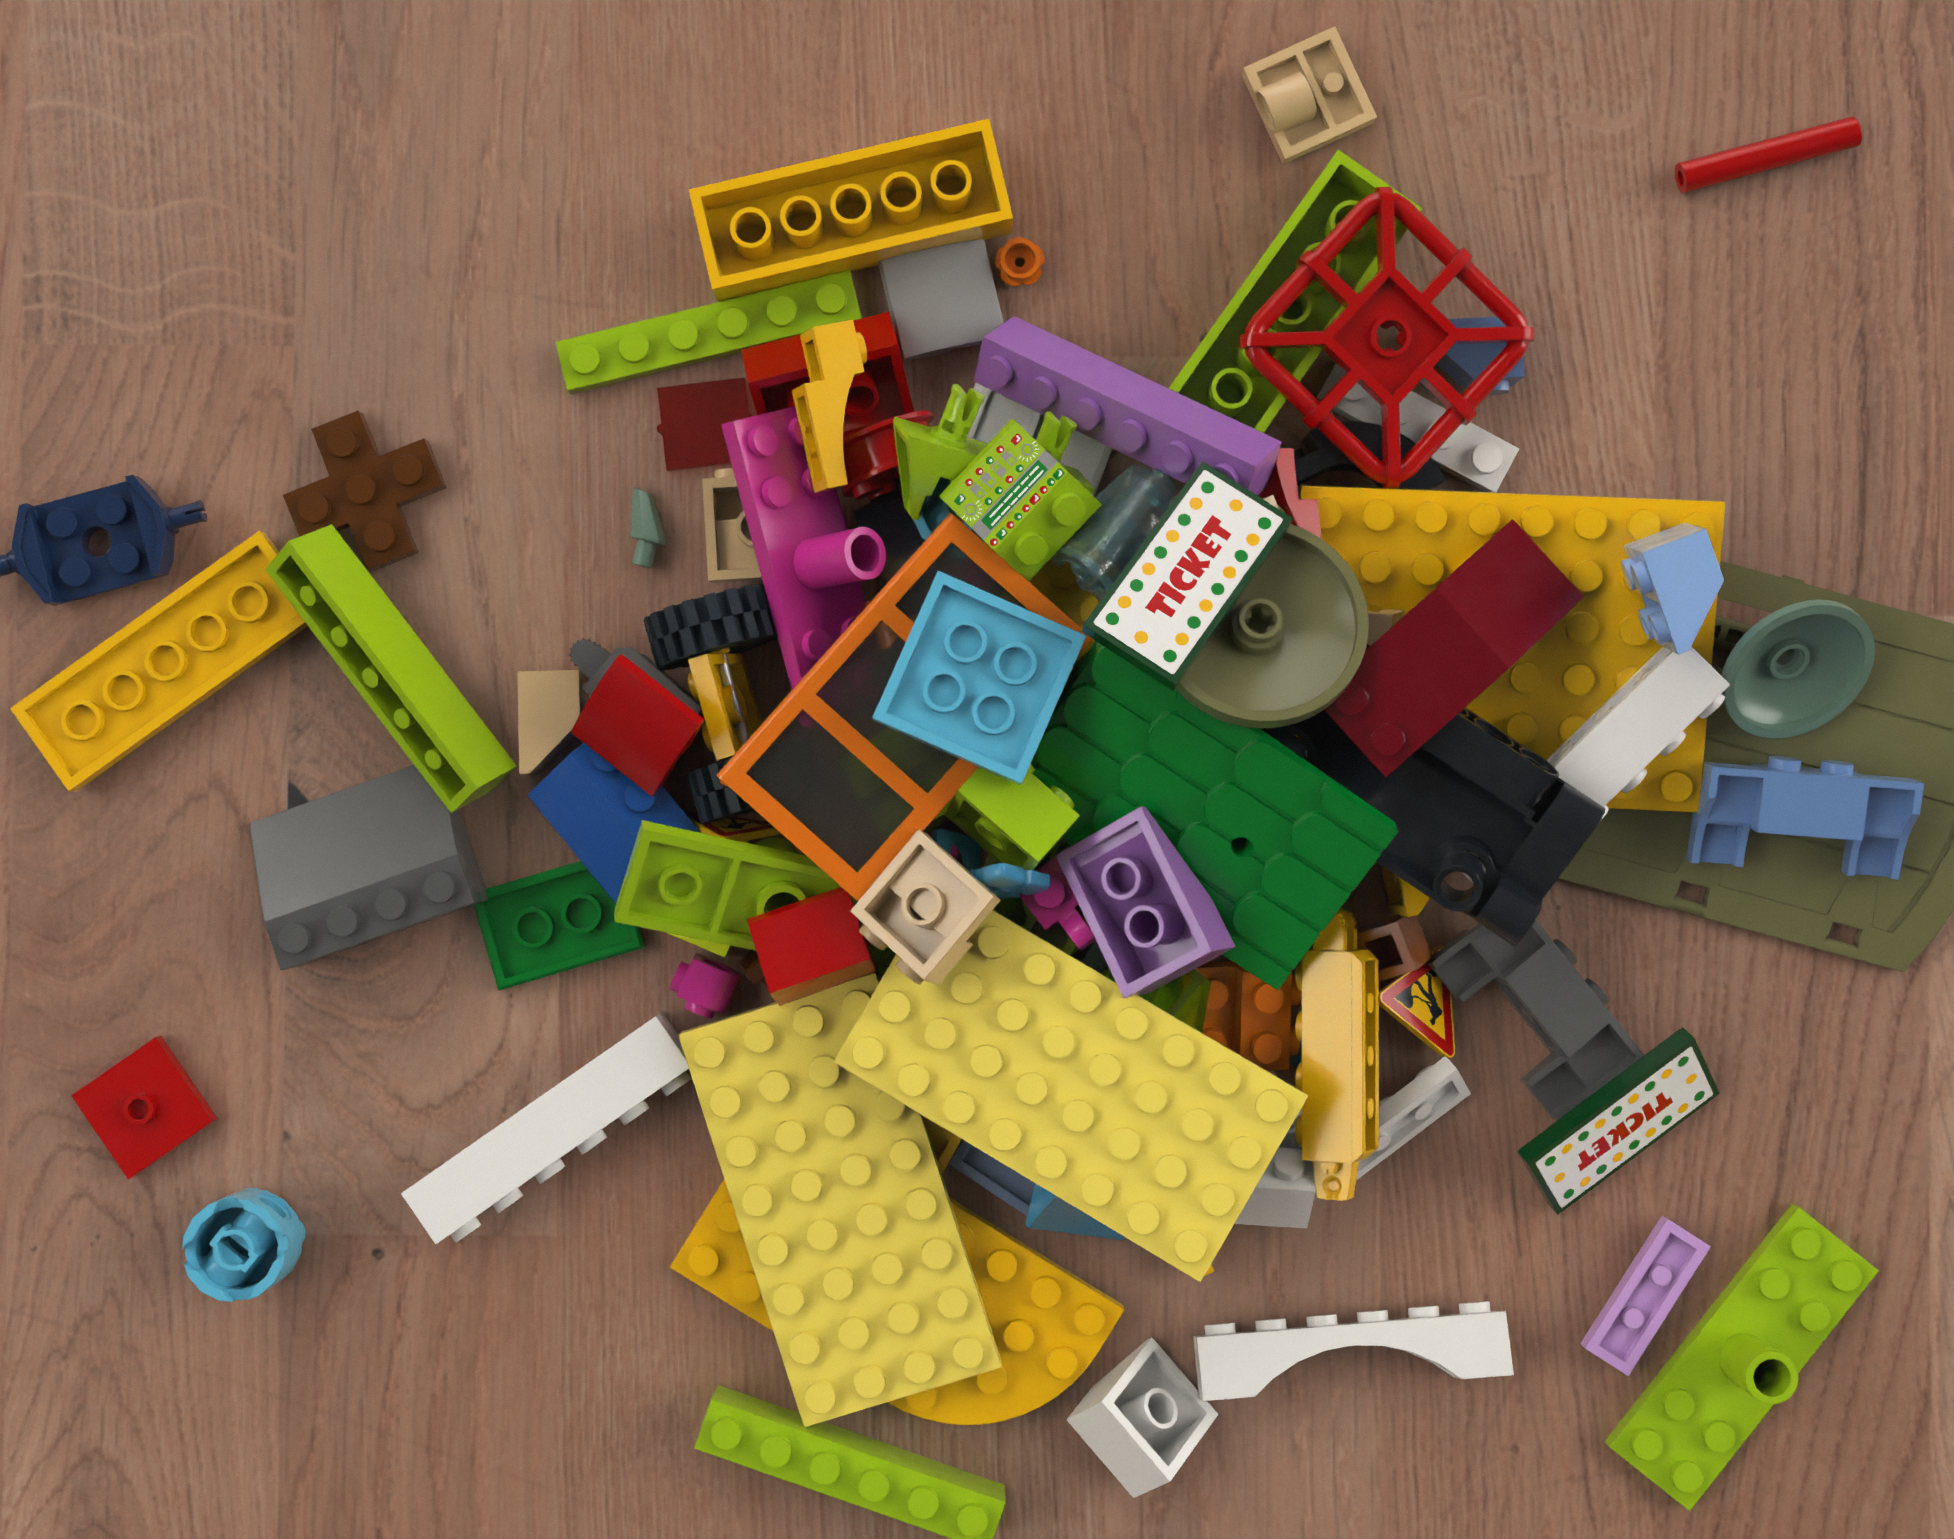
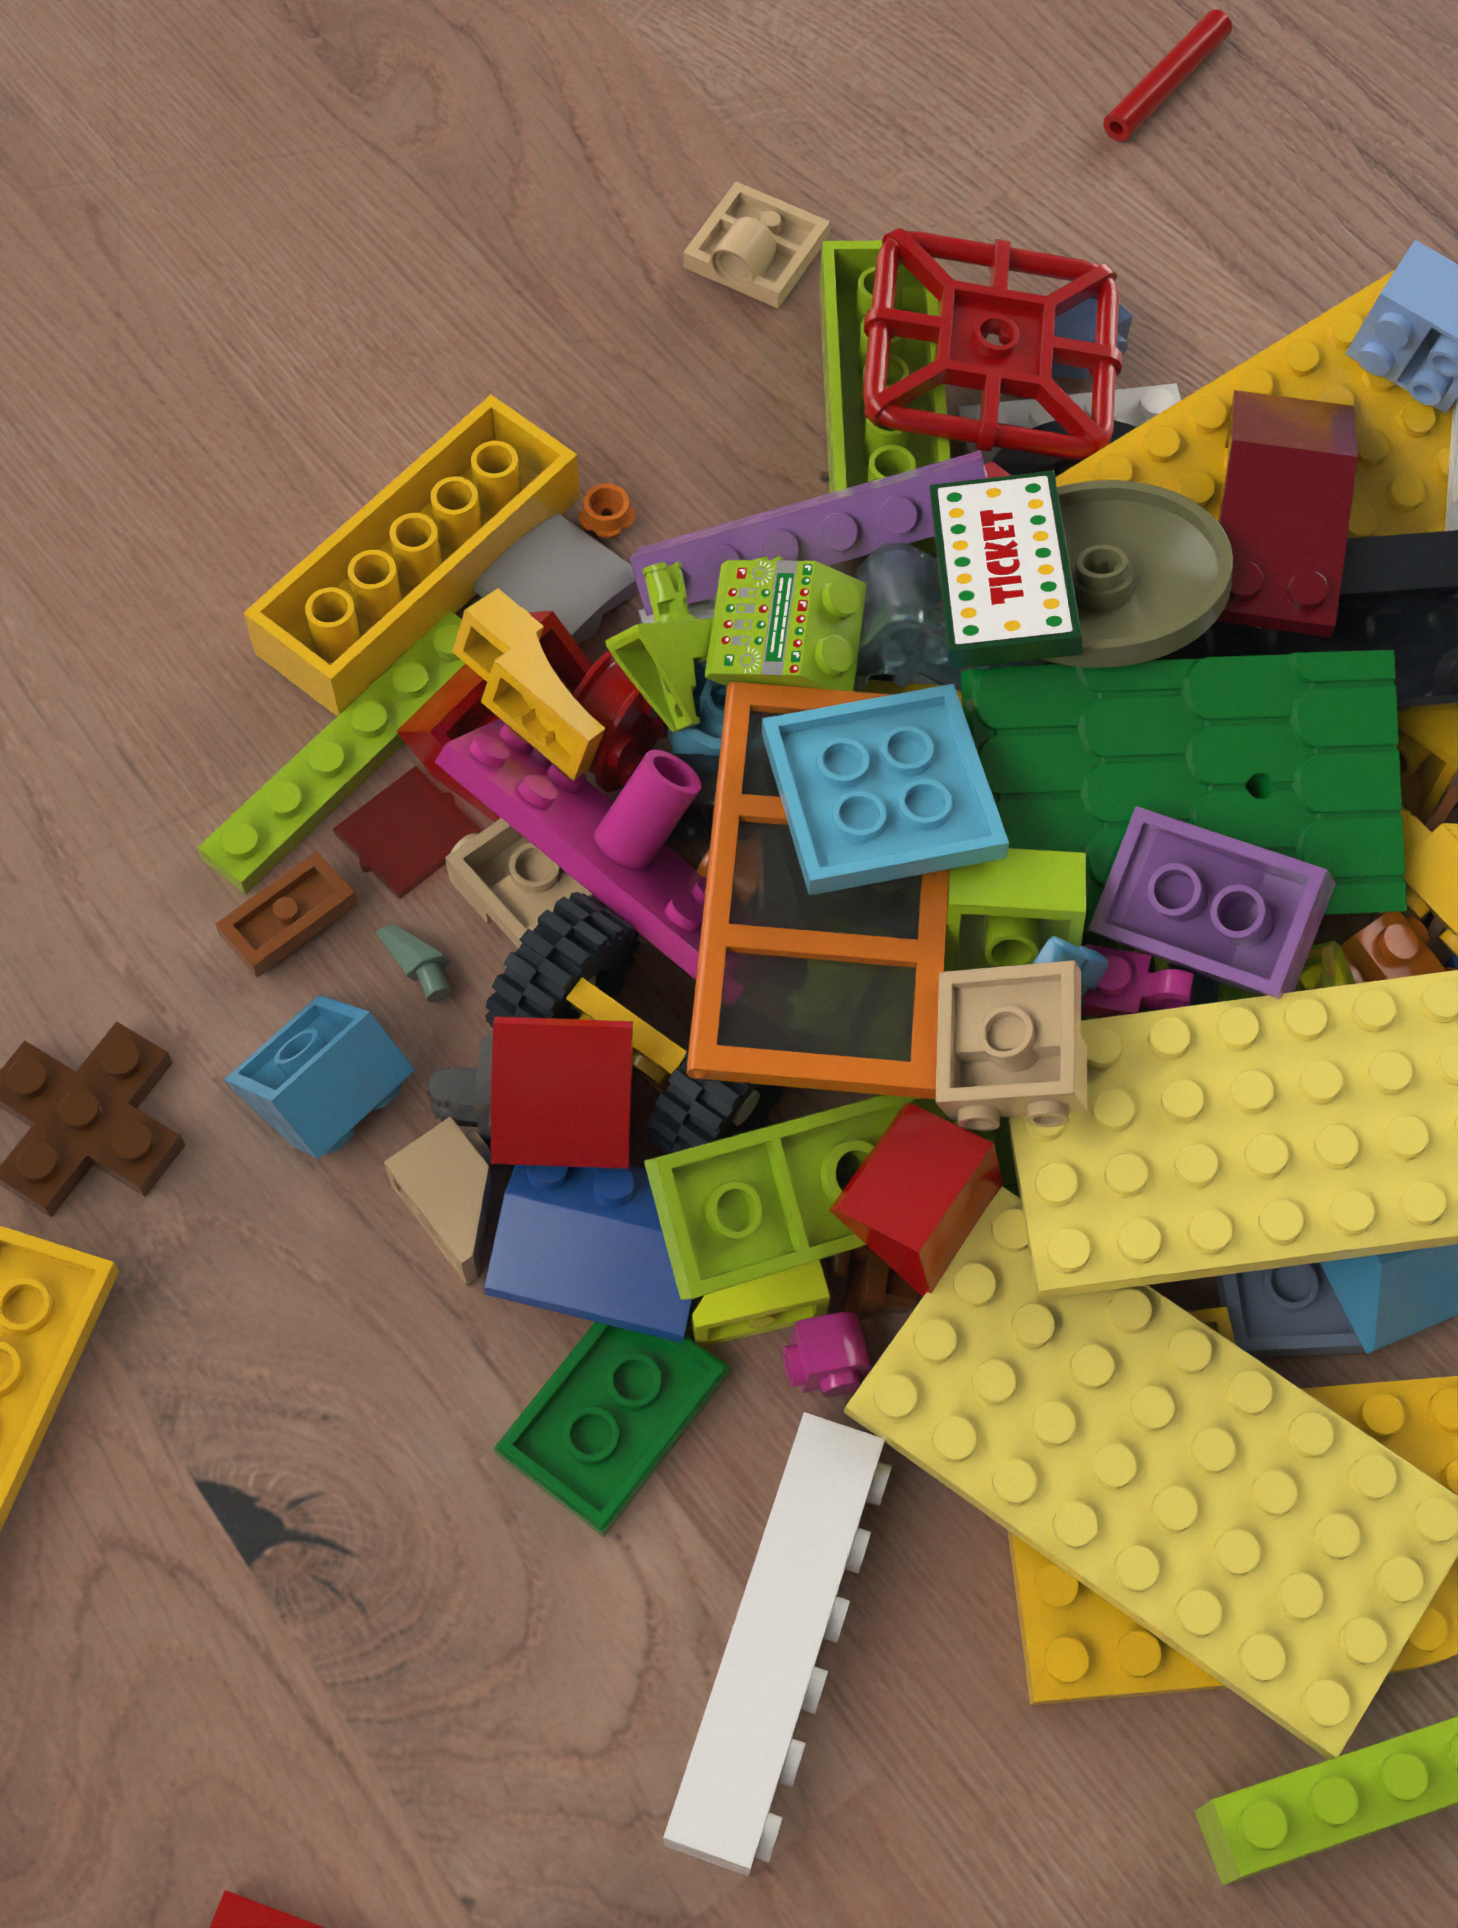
camera: 35 degrees left, 25 degrees down
(361, 867) = (352, 1498): dark grey slope -> none
(390, 667) = (237, 1257): lime brick -> none
(524, 571) = (322, 1075): none -> dark azure slope
(581, 436) = (286, 914): none -> dark orange plate

